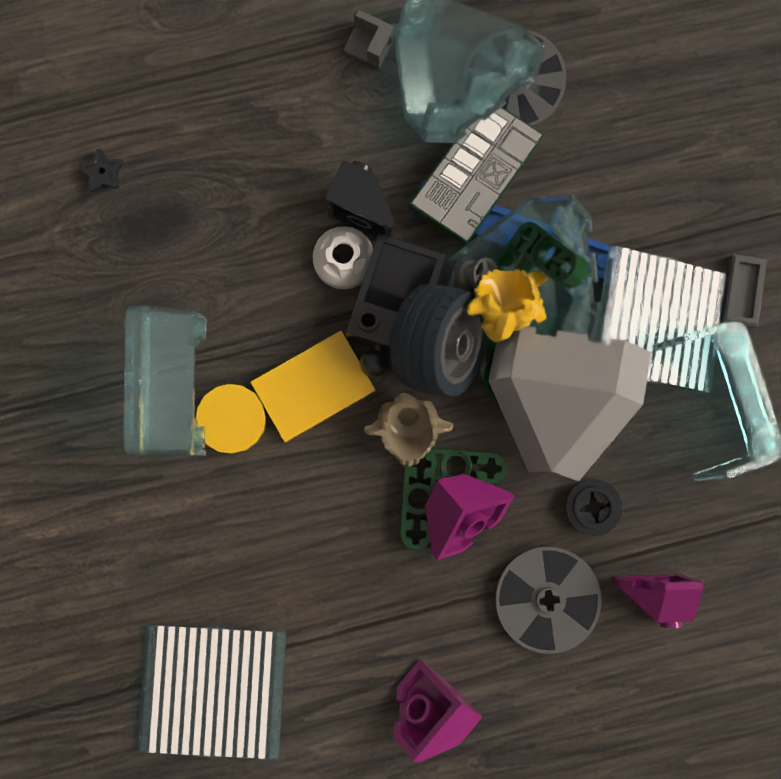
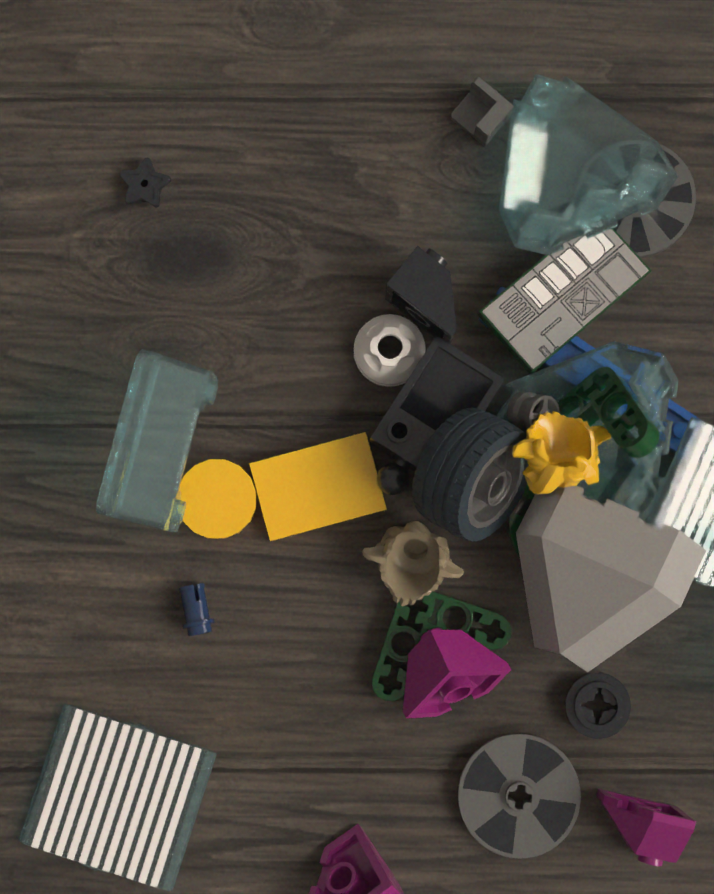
camera: 20 degrees right, 0 degrees up
(237, 516) = (195, 610): none -> dark blue pin

